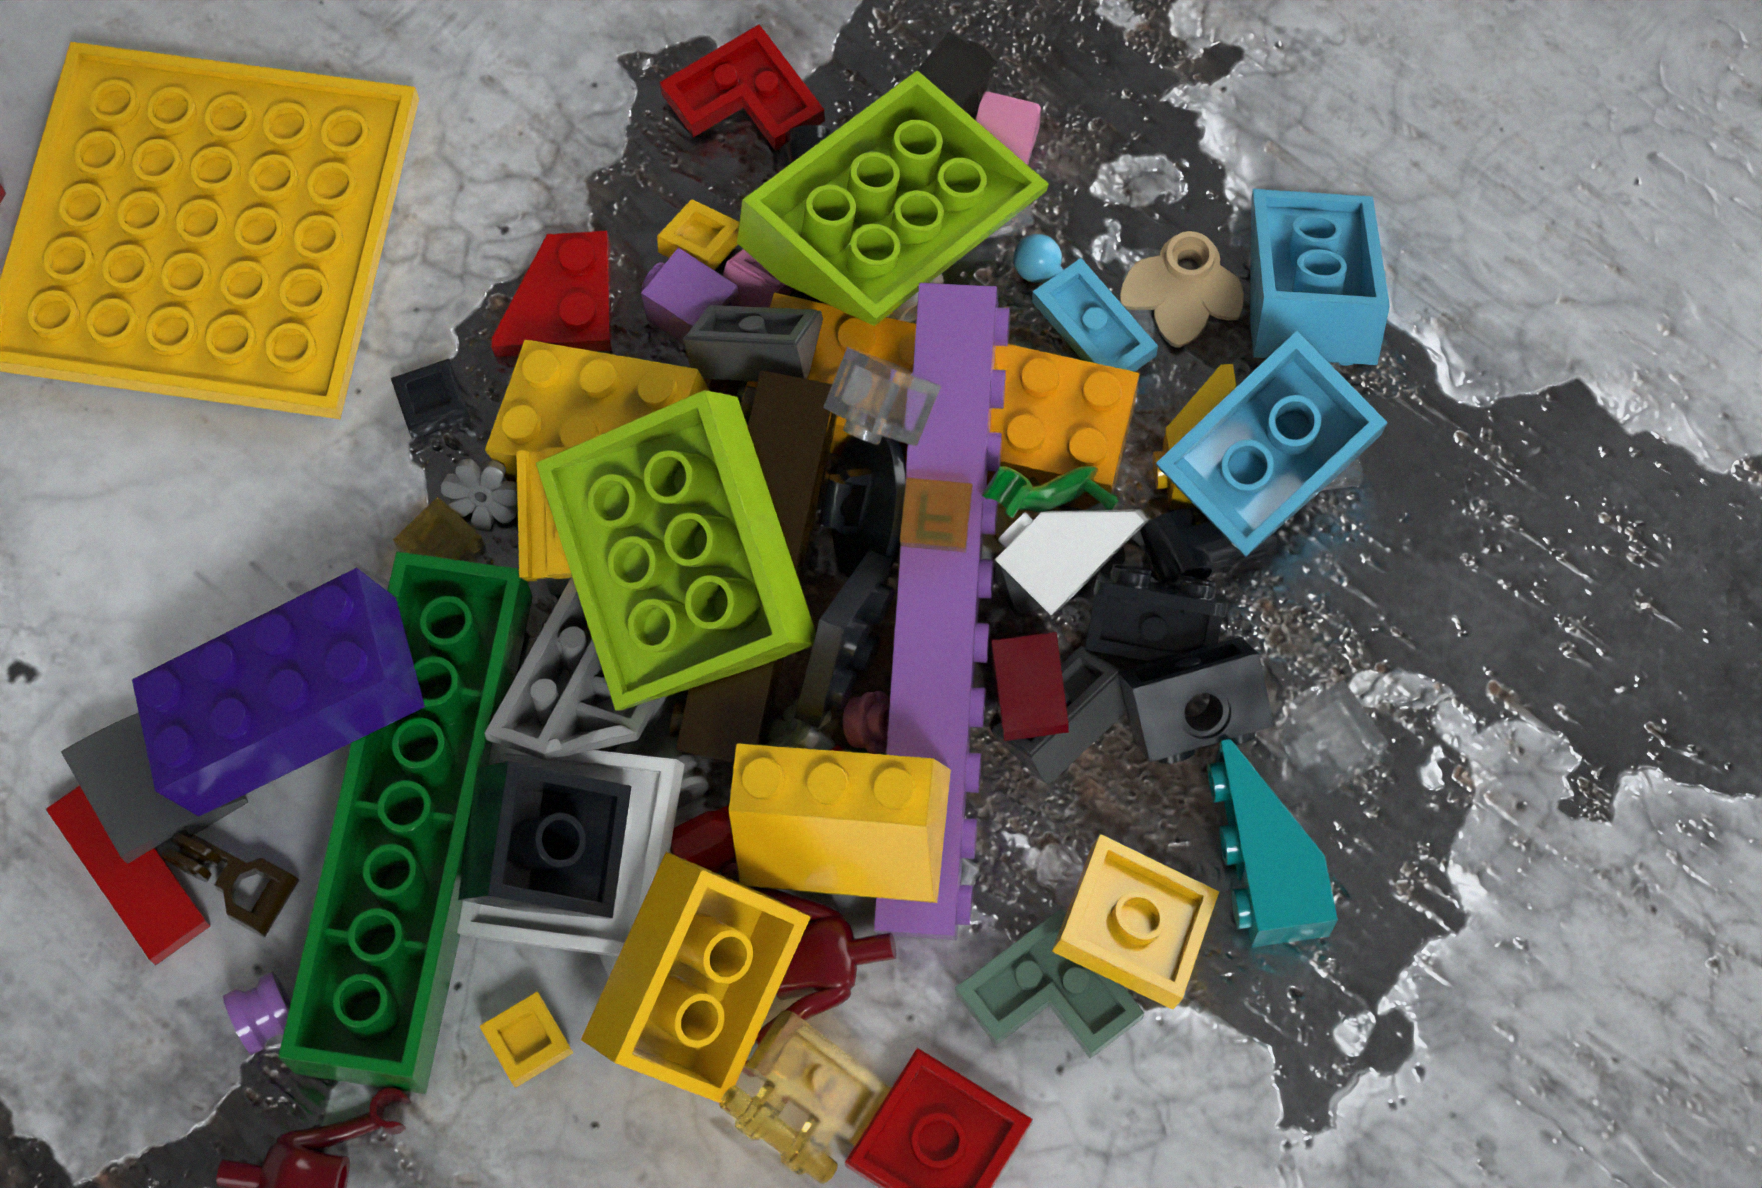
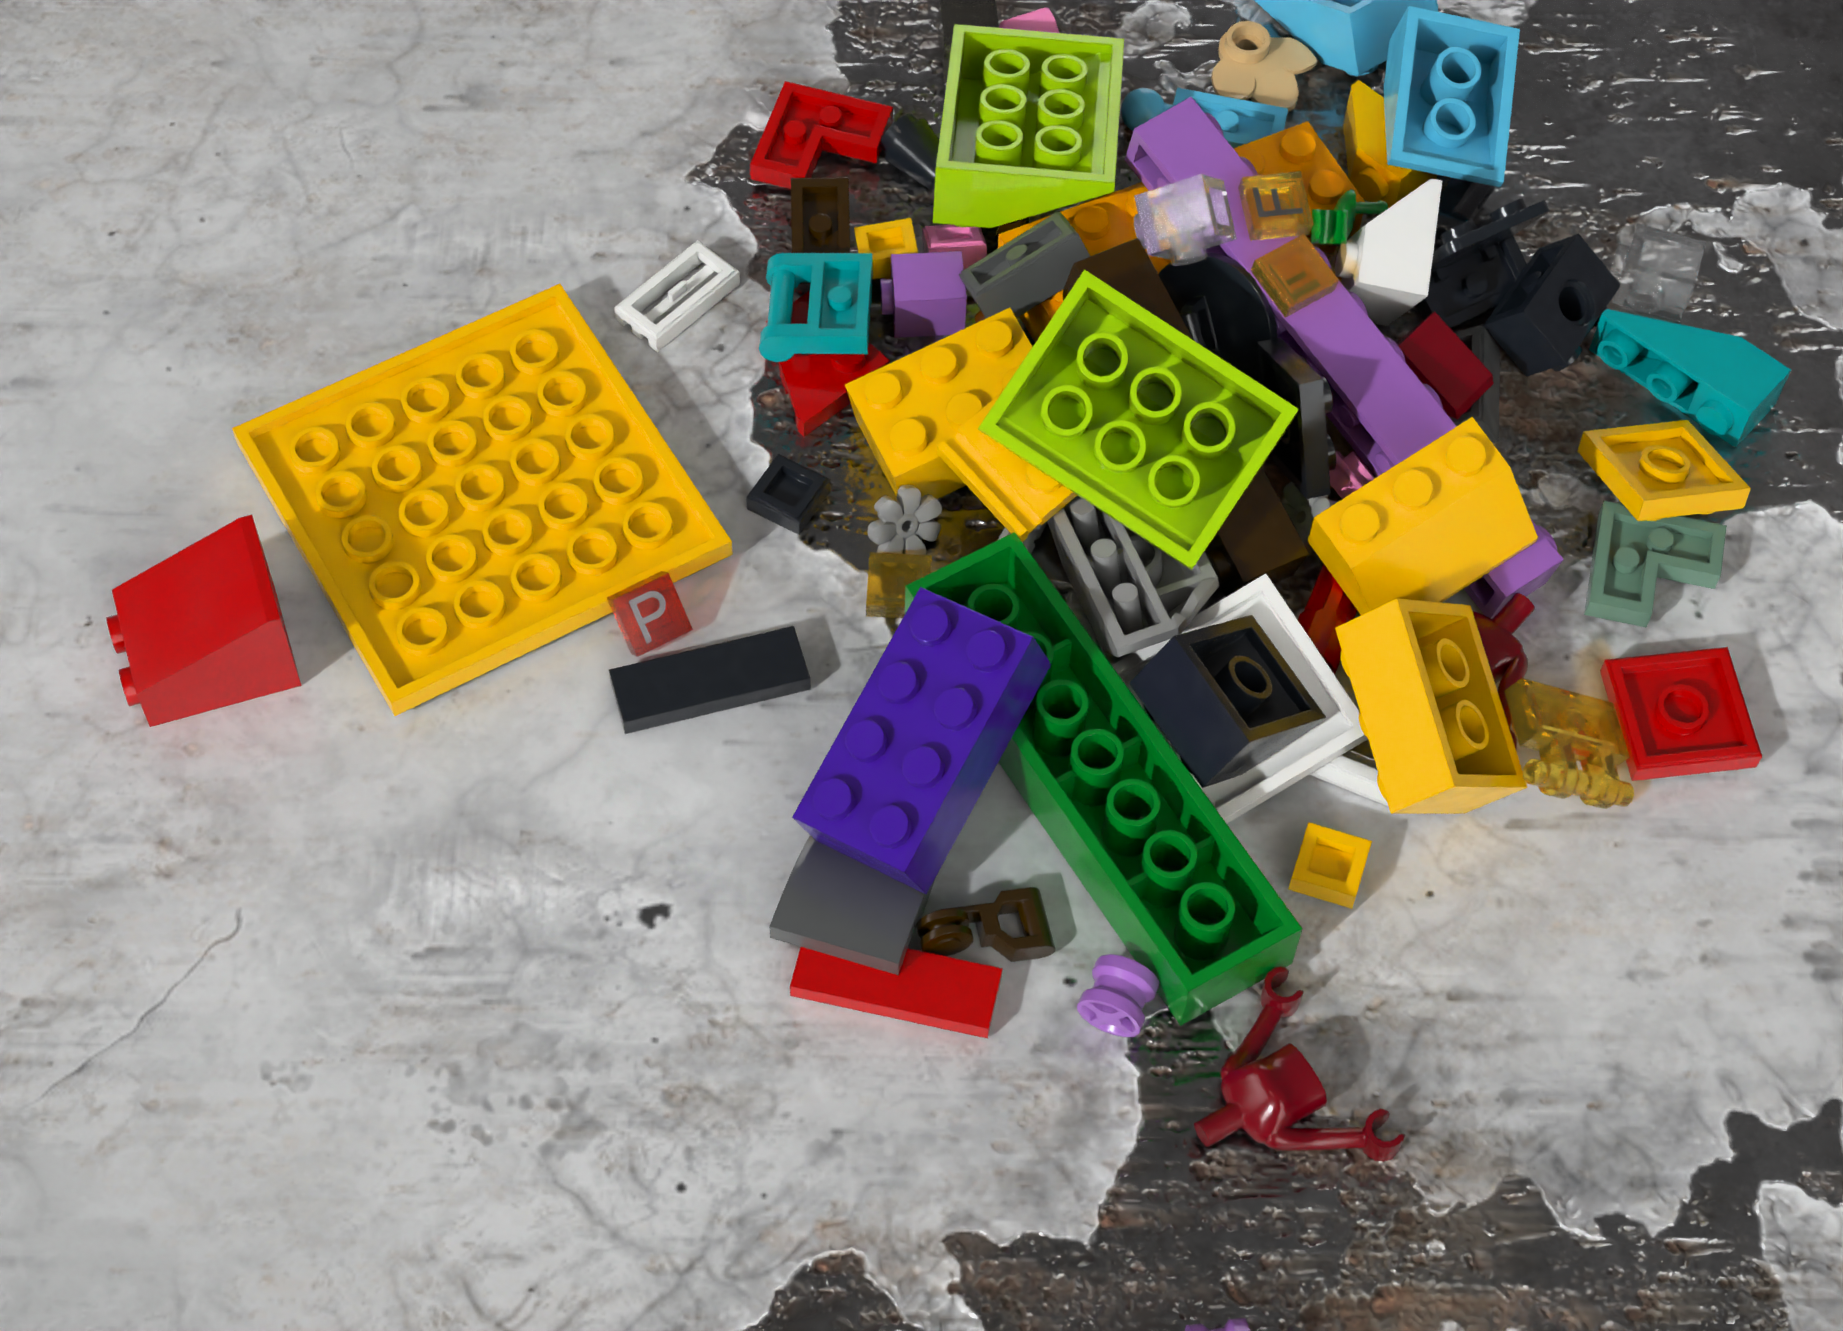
camera: 45 degrees left, 10 degrees down
(224, 424) = (649, 613): none -> clear red tile
(226, 512) = (709, 679): none -> black tile
(508, 169) = (684, 301): none -> white tile
(593, 262) = (836, 310): none -> teal plate
(665, 181) = (820, 215): none -> dark brown plate
(974, 440) = (1275, 205): none -> clear yellow tile

